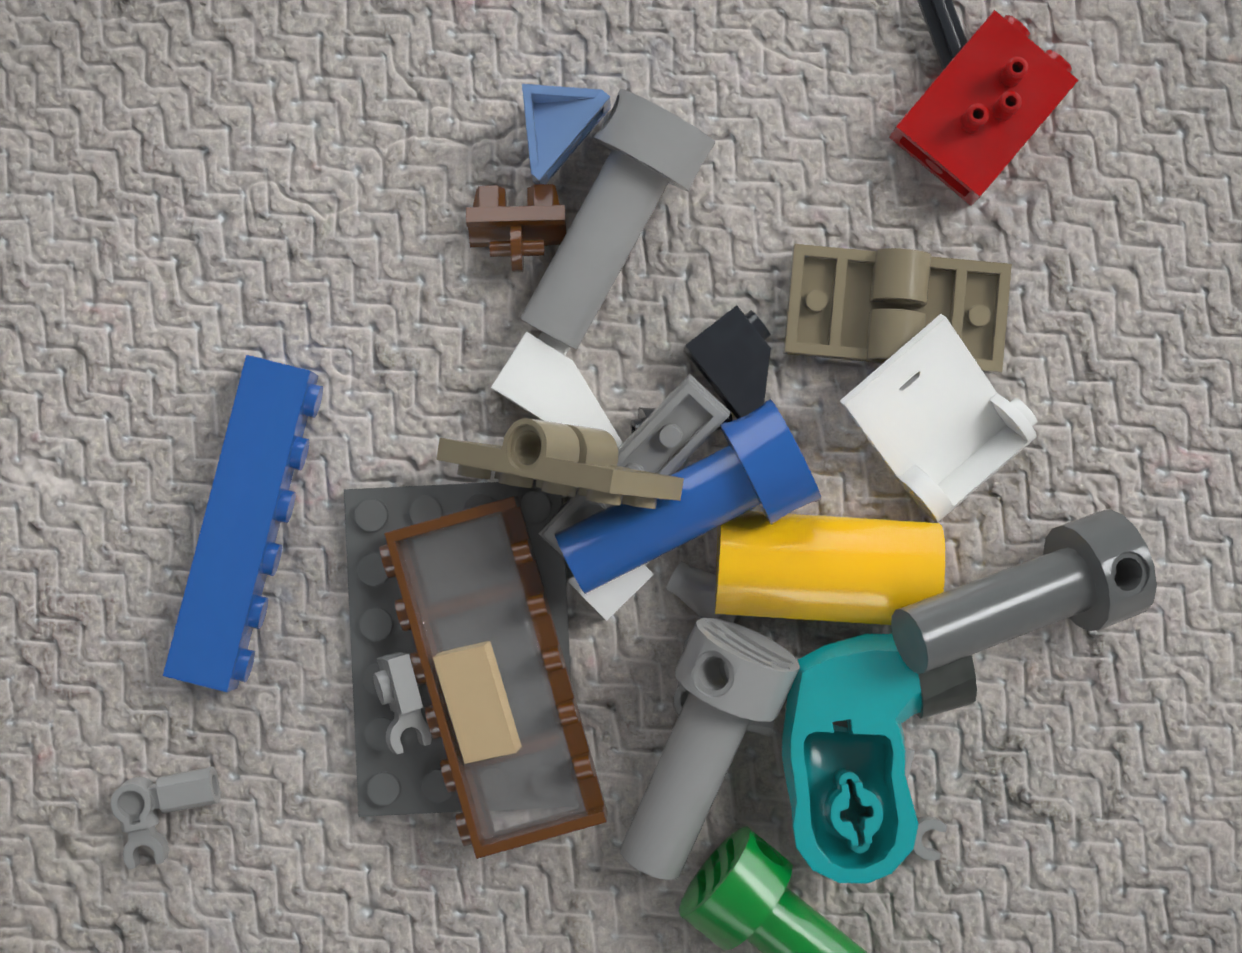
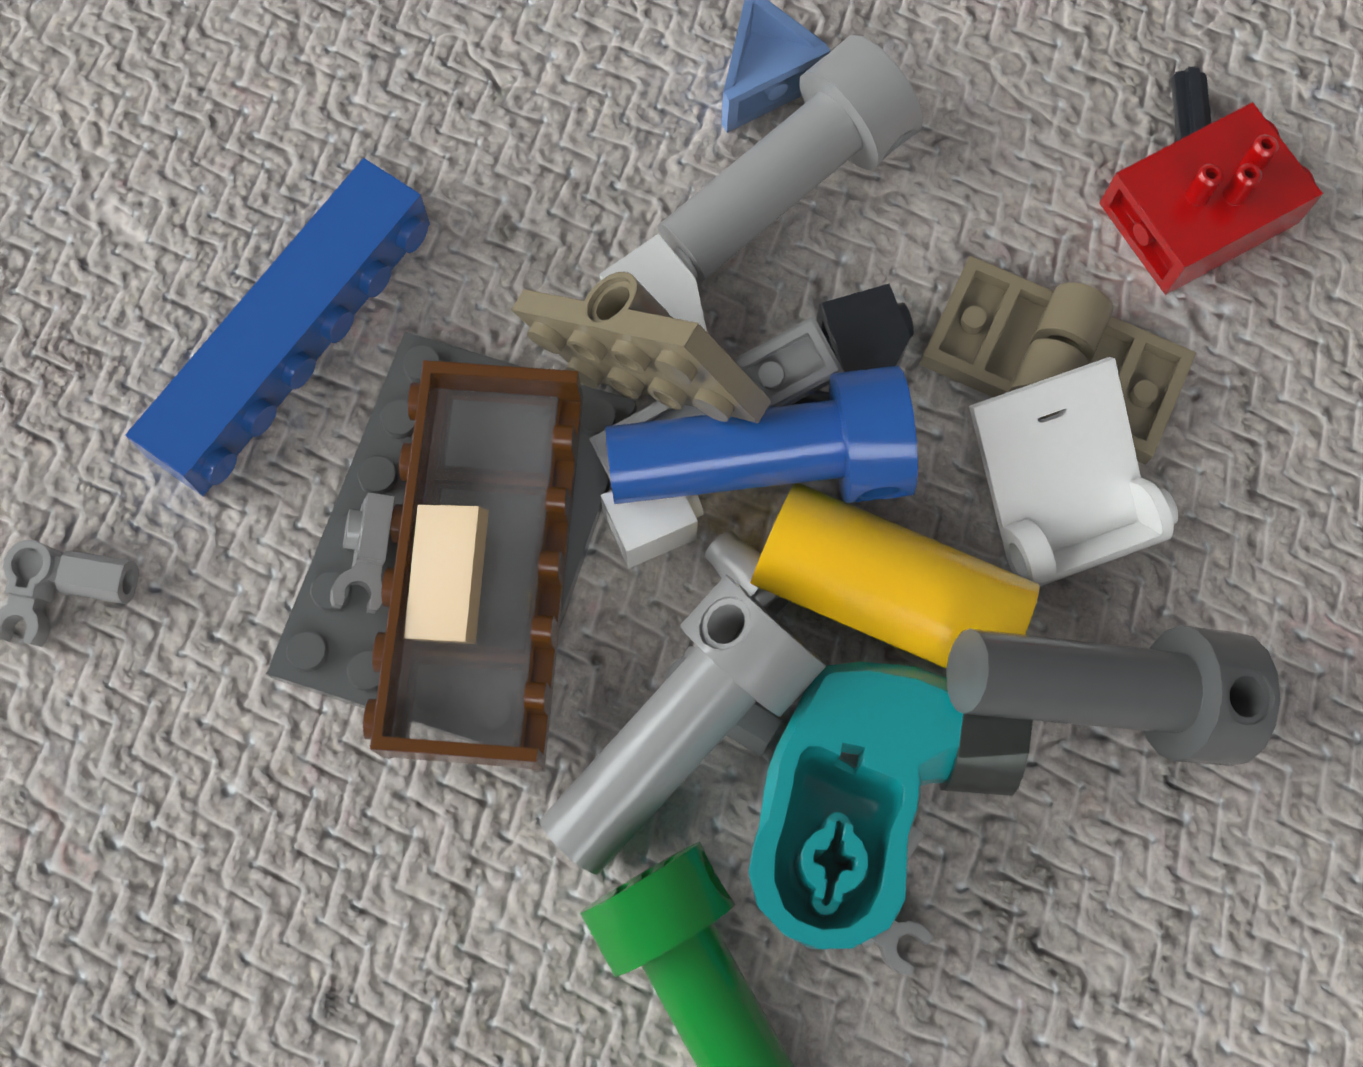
camera: 15 degrees right, 15 degrees down
(516, 229) = (687, 143): reddish brown hips -> none

